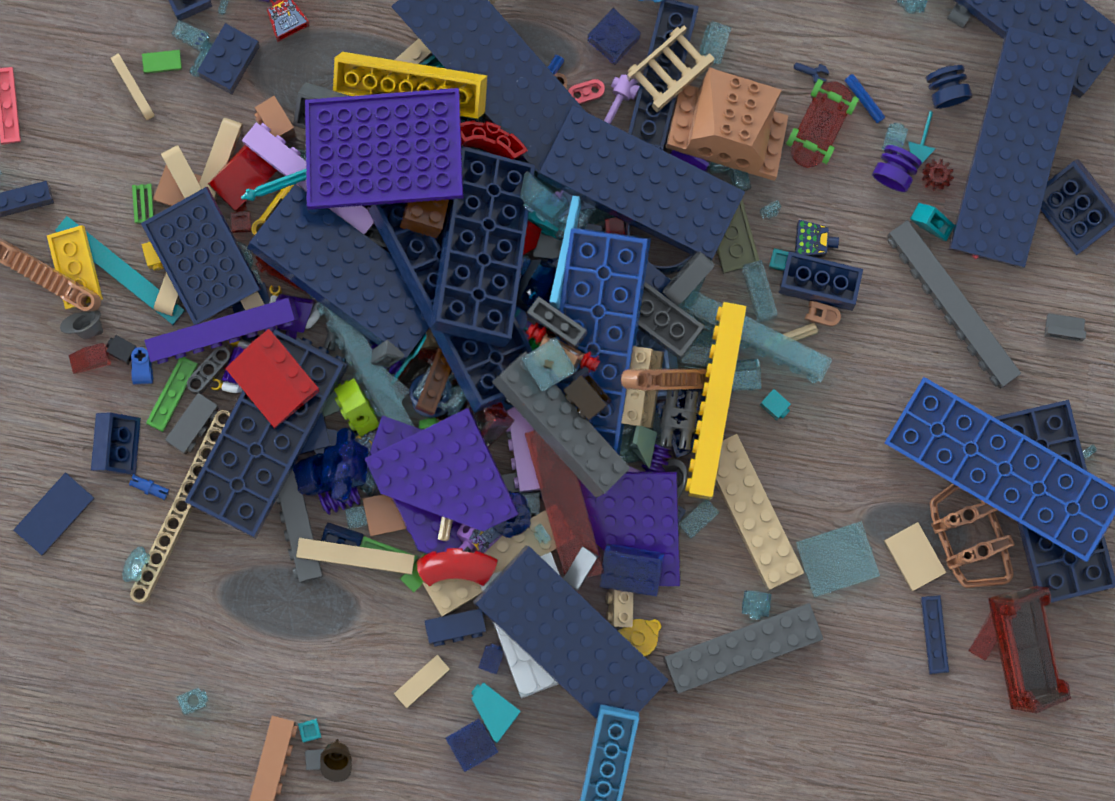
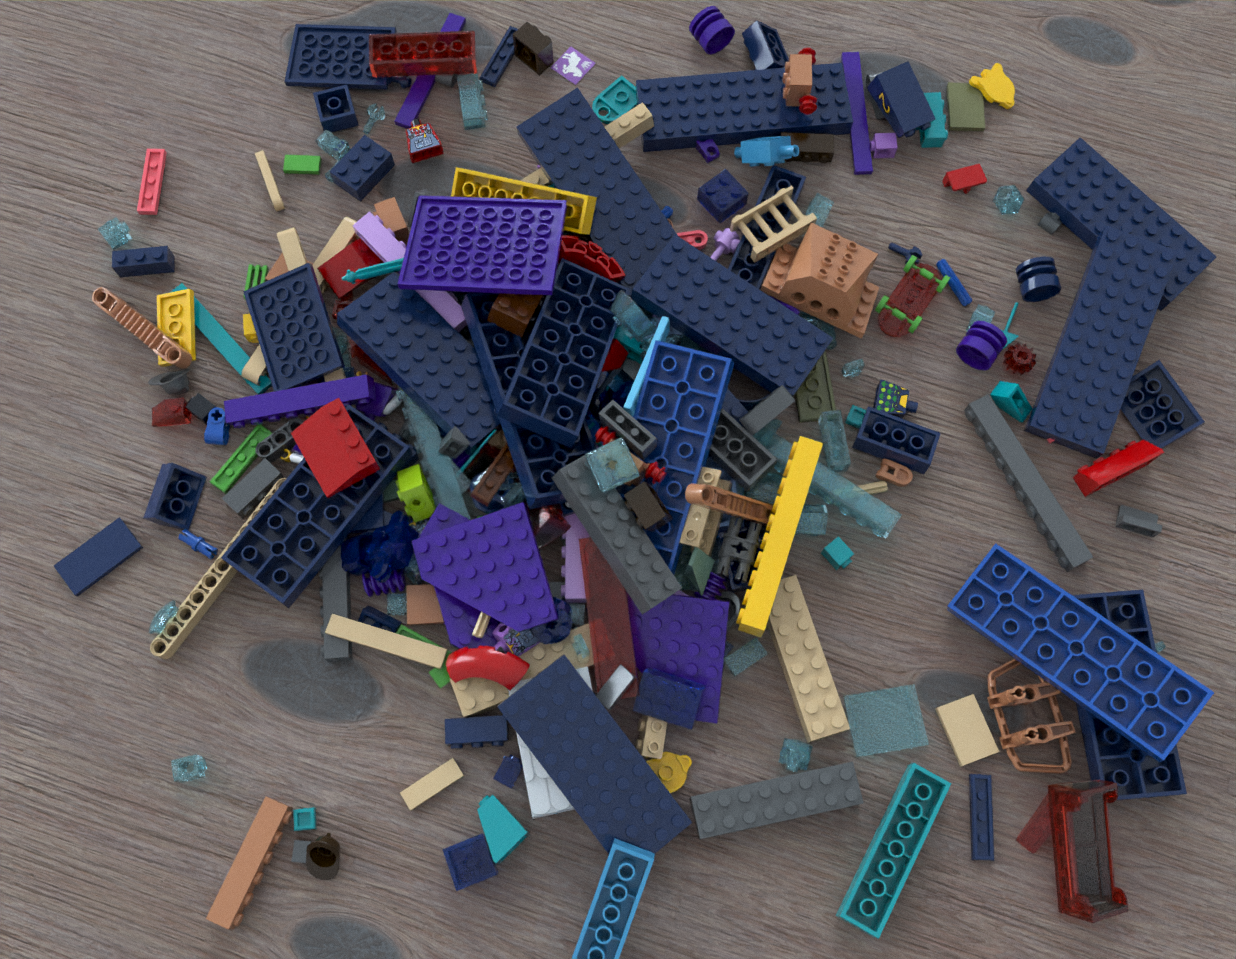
camera: 15 degrees right, 10 degrees down
(855, 676) = (893, 850): none -> teal brick
(1040, 276) = (1116, 466): none -> red slope

